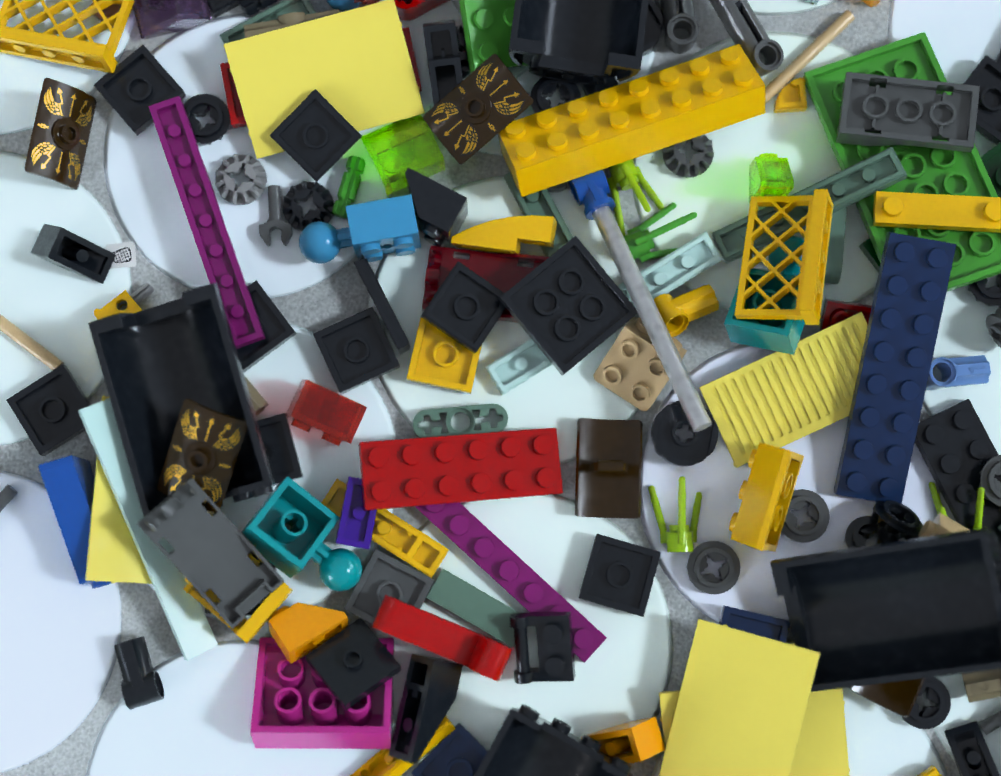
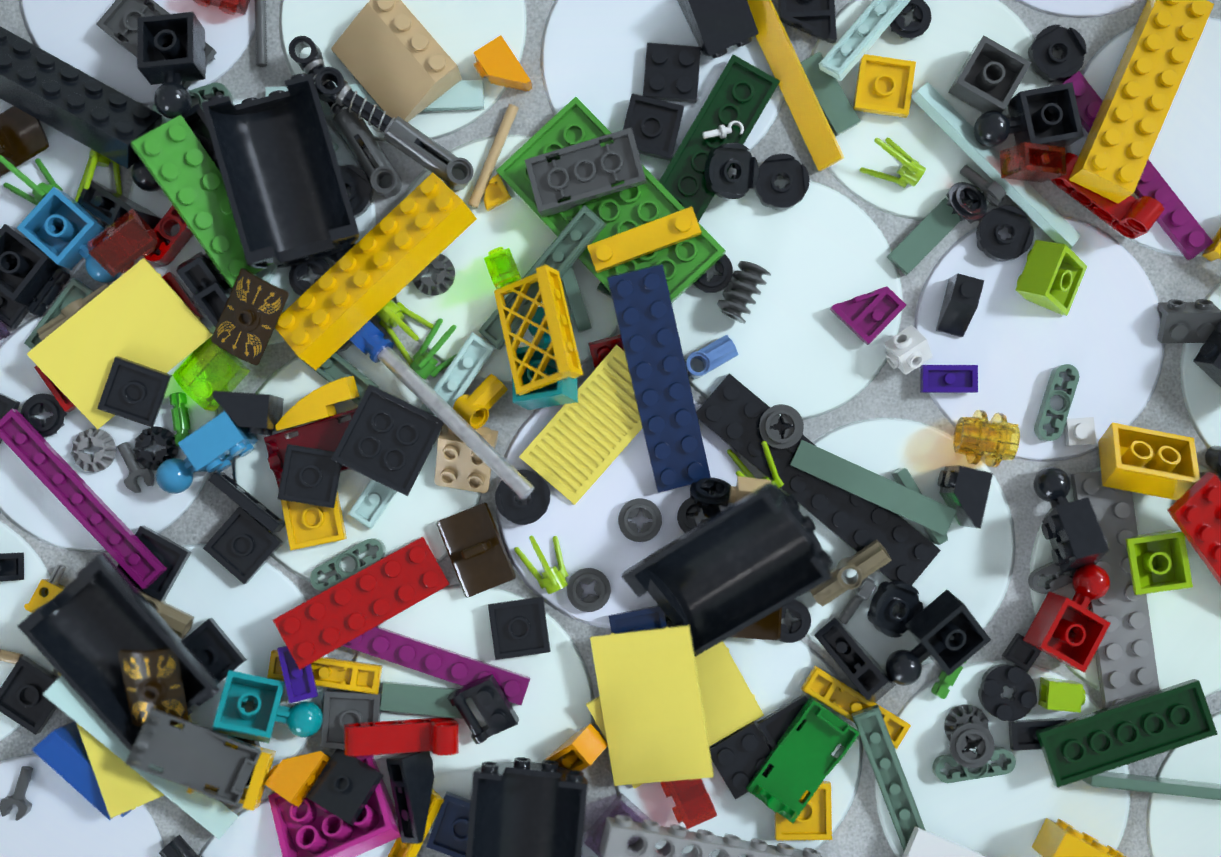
camera: 20 degrees left, 5 degrees up
(125, 254) = (30, 548): white sticker -> none
(326, 412) = (239, 605): clear red brick -> none
(765, 497) = (604, 521): yellow slope -> none

